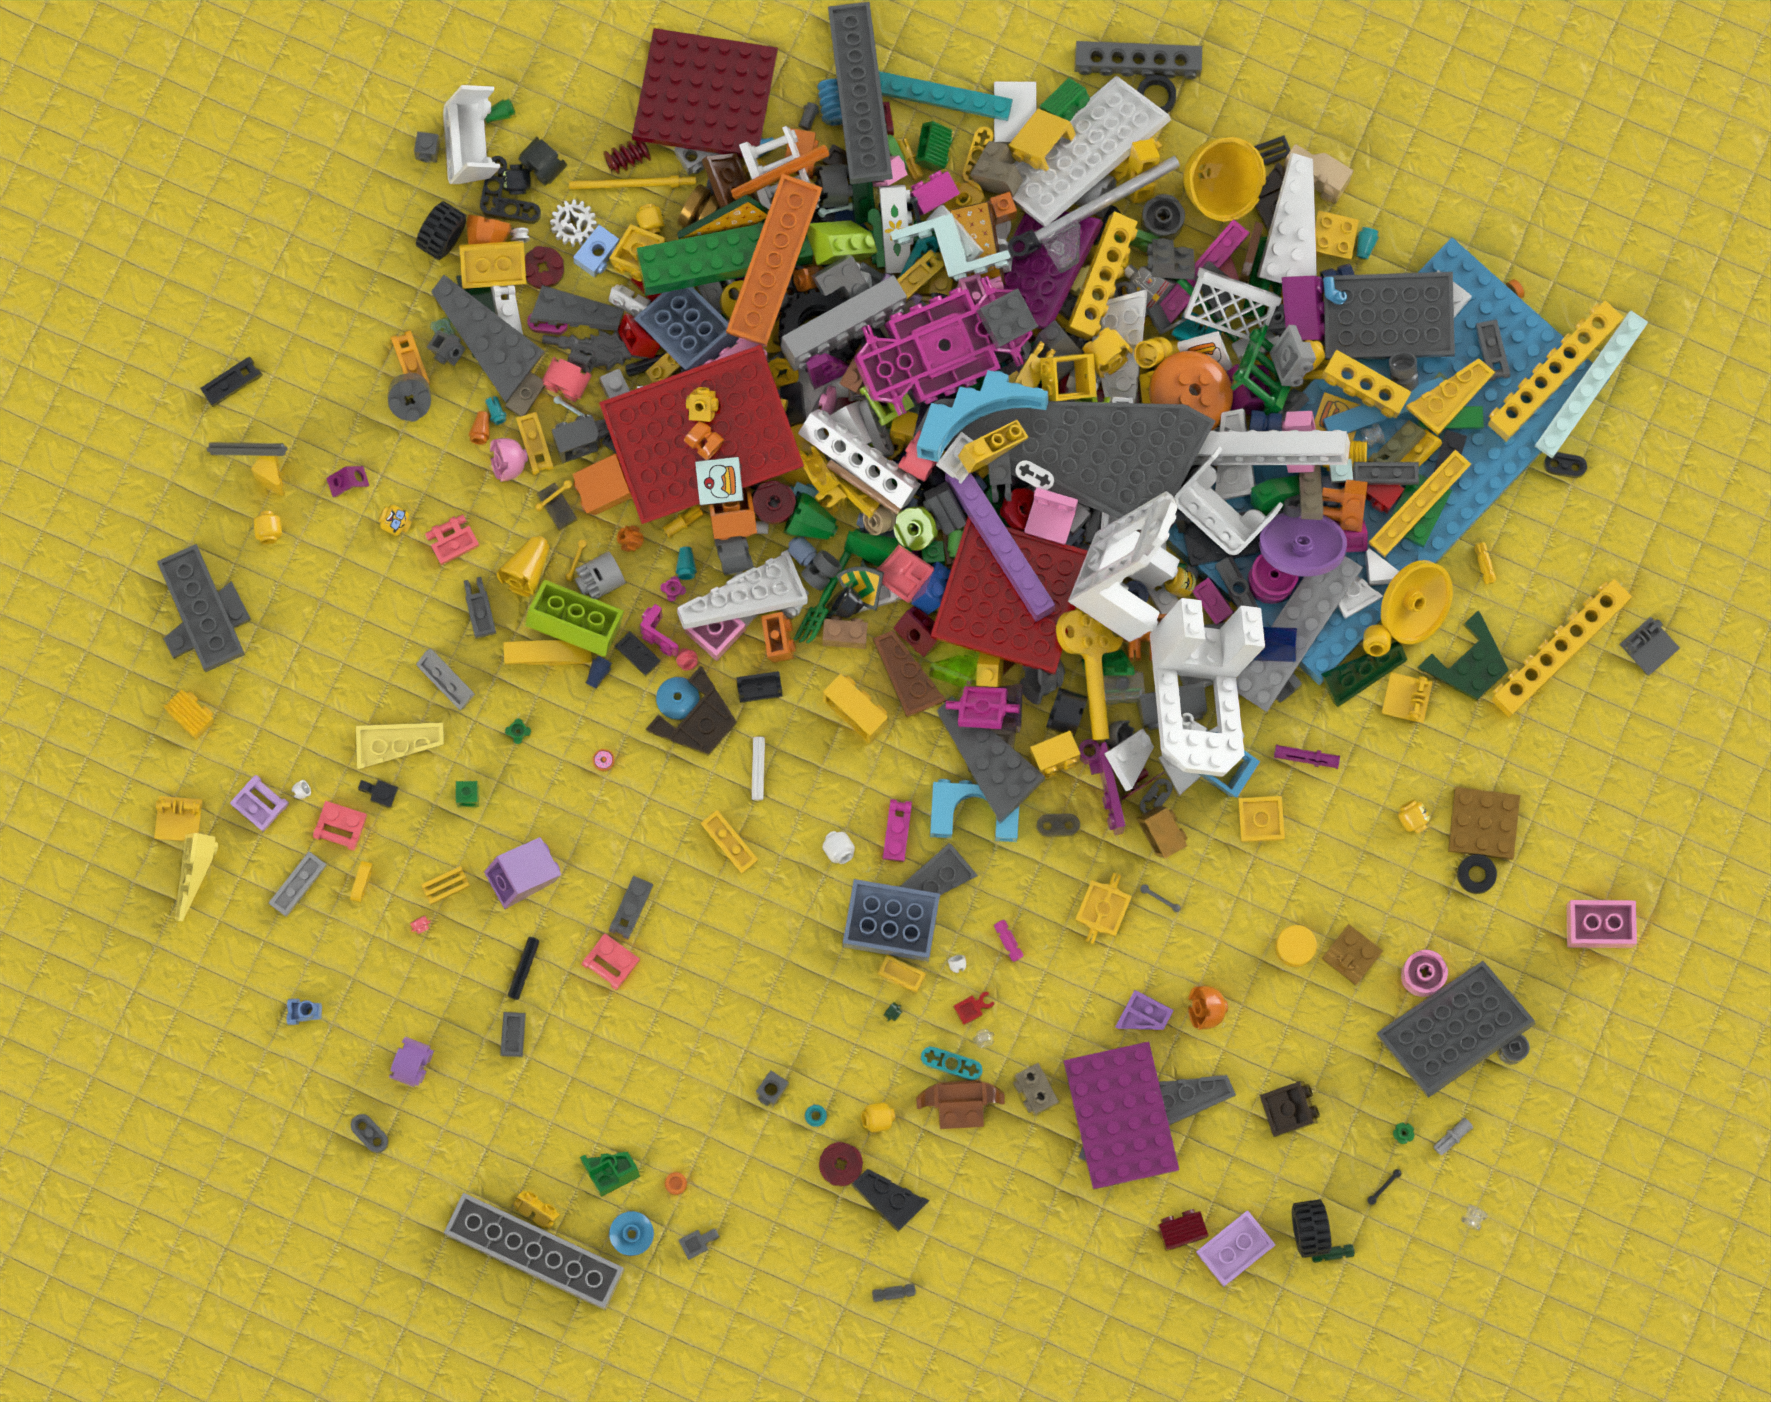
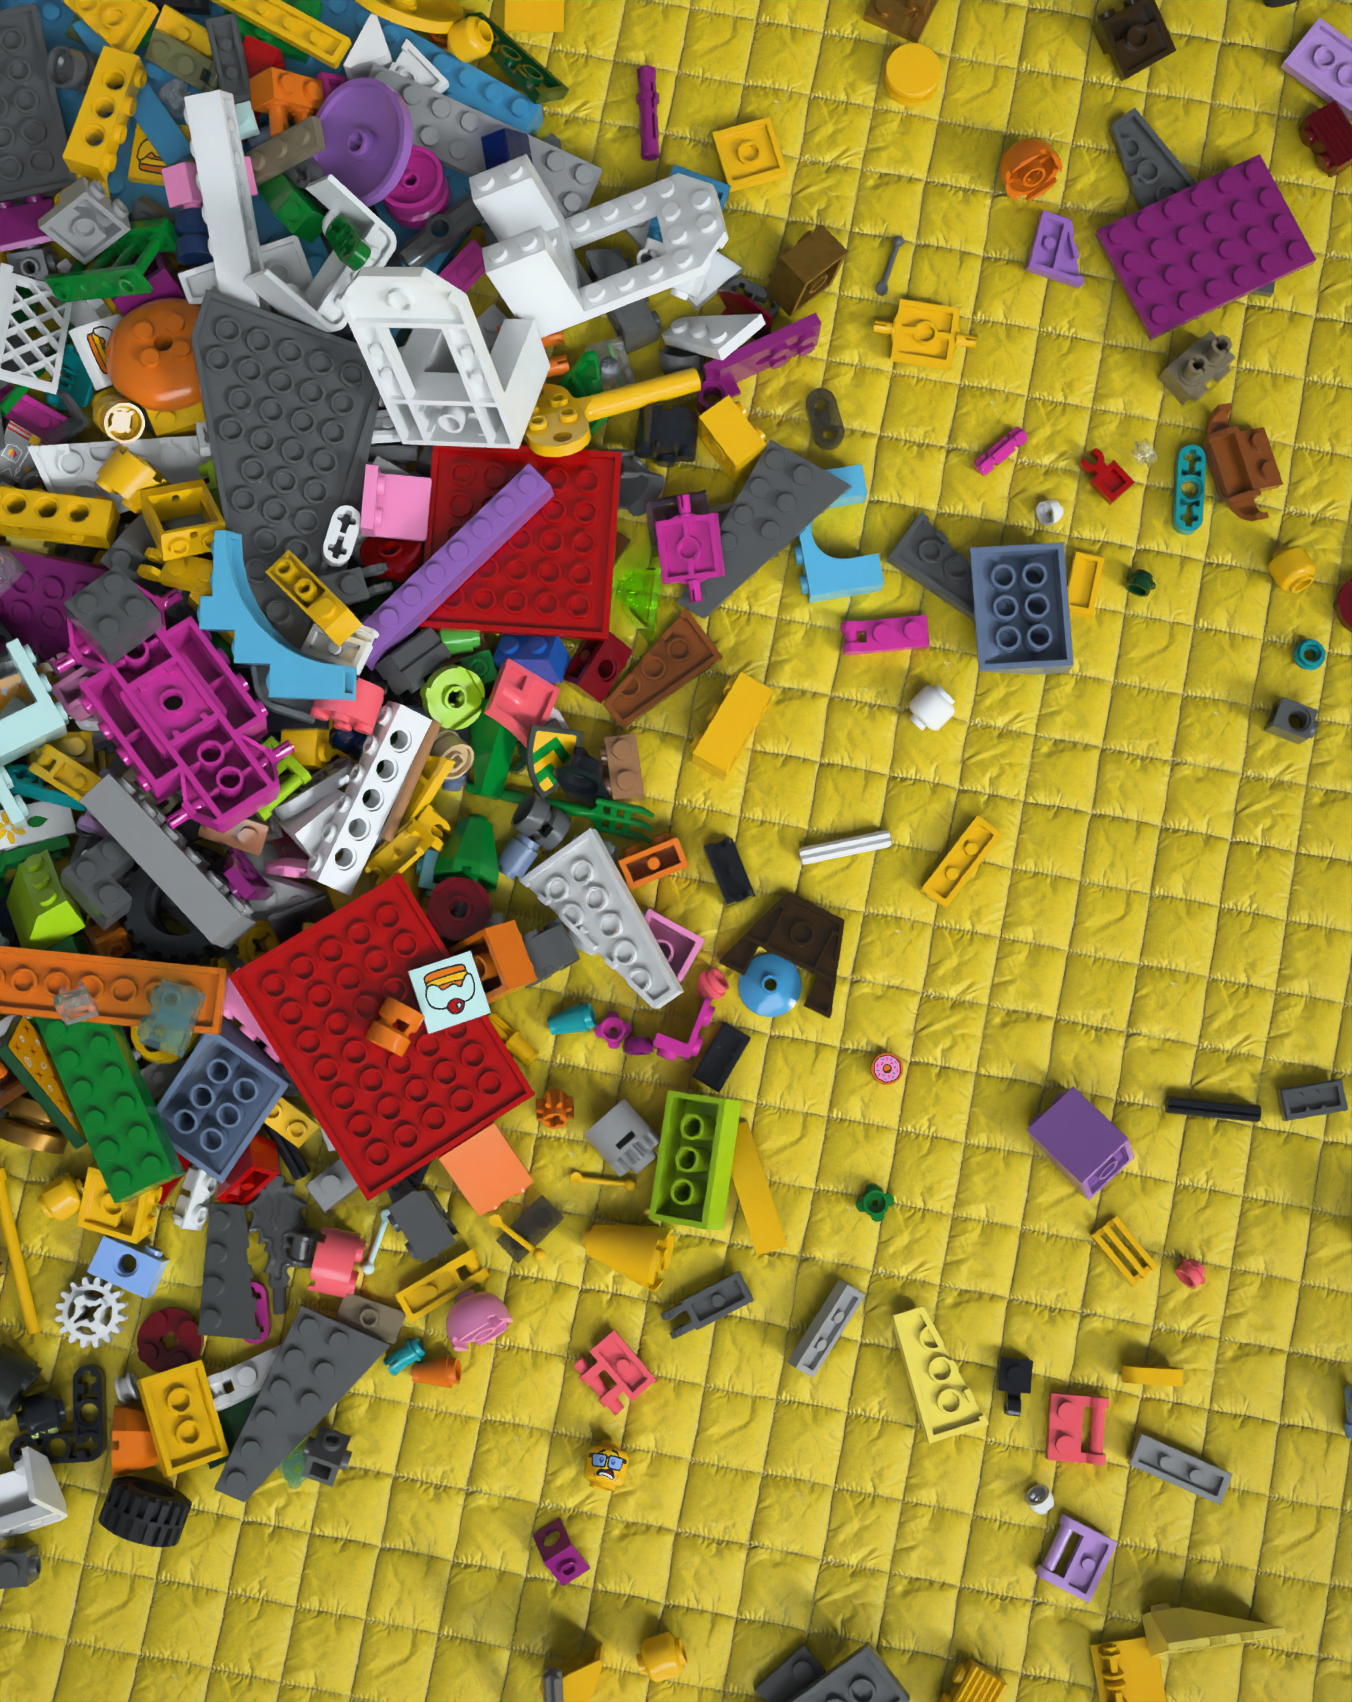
camera: 100 degrees left, 5 degrees up
(409, 356) = (357, 1504): light orange plate -> none
(411, 408) = (417, 1509): dark grey brick -> none
(467, 794) = (988, 1252): green brick -> none
(598, 671) = (761, 1107): dark blue cone -> none
(614, 955) = (1160, 985): coral plate -> none
(631, 907) = (1086, 977): dark grey plate -> none
(659, 599) = (638, 1045): none -> magenta piece
(702, 404) = (341, 1041): yellow brick -> none
(742, 303) = (171, 1017): none -> clear light blue brick
(764, 247) = (75, 1004): none -> clear tile
(989, 671) = (636, 553): yellow slope -> none
(1232, 520) = (348, 242): none -> green beam

